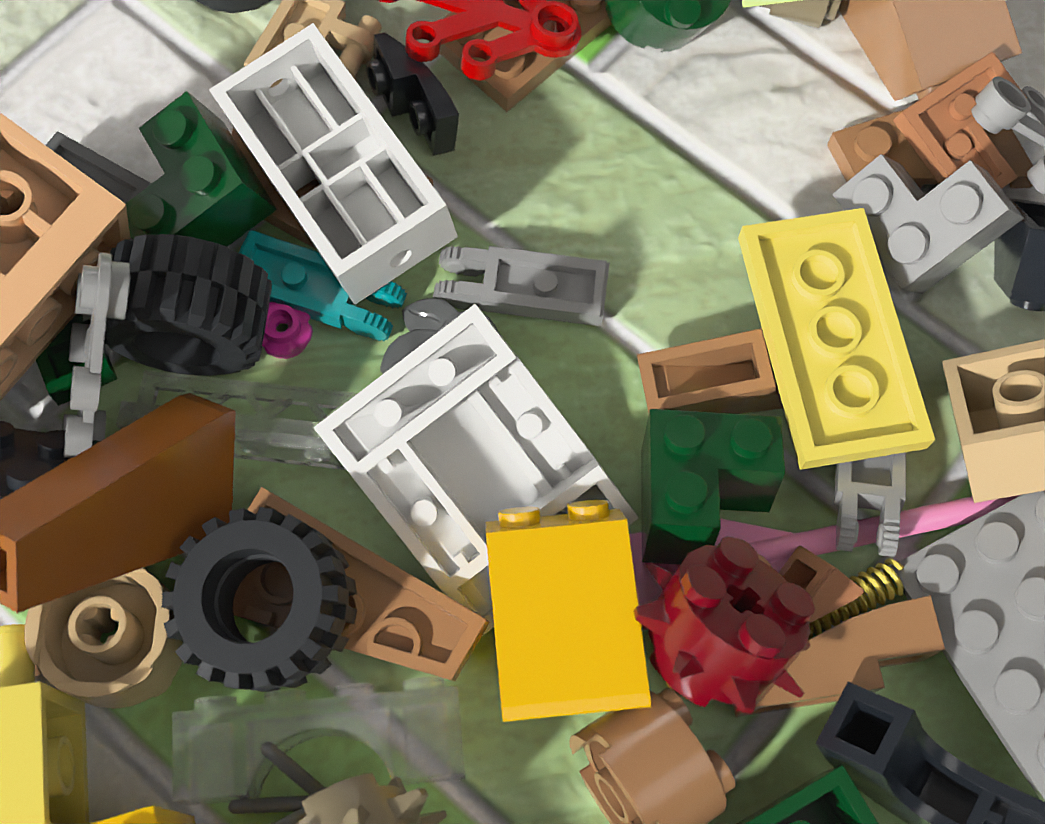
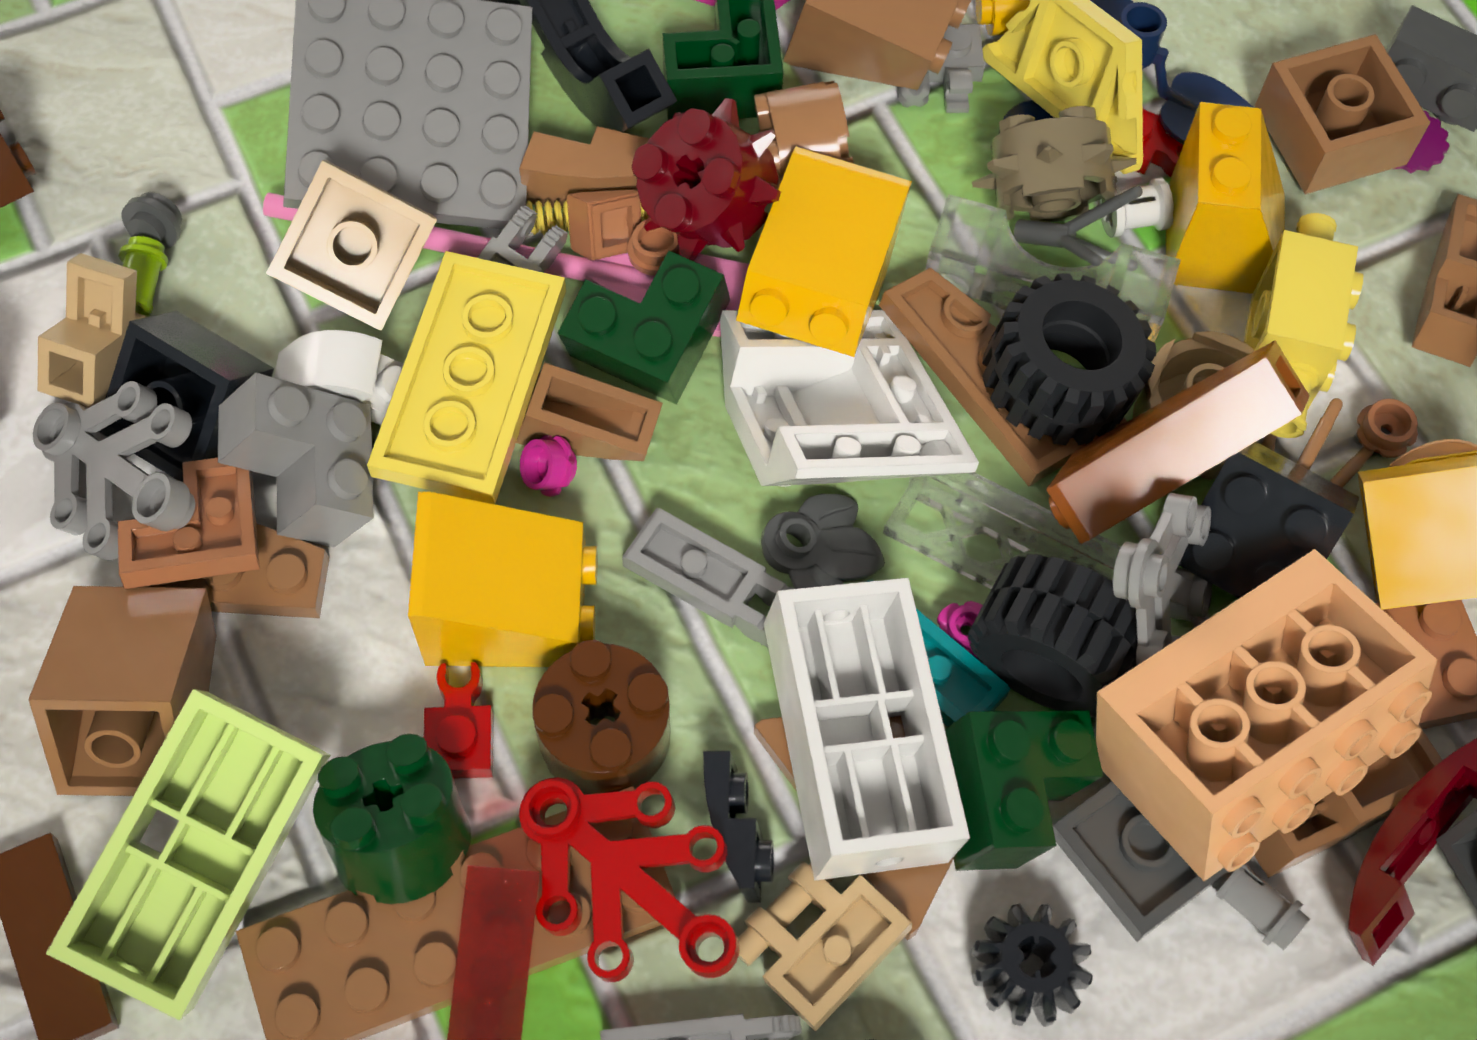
camera: 155 degrees left, 5 degrees down
(139, 81) = (1049, 986): none -> black gear
(554, 123) = (599, 683): none -> reddish brown brick
(666, 95) = (460, 729): none -> red plate
(697, 181) = (498, 584): none -> yellow slope
(717, 319) = (548, 465): none -> dark pink plate
(951, 307) = (342, 365): none -> white brick

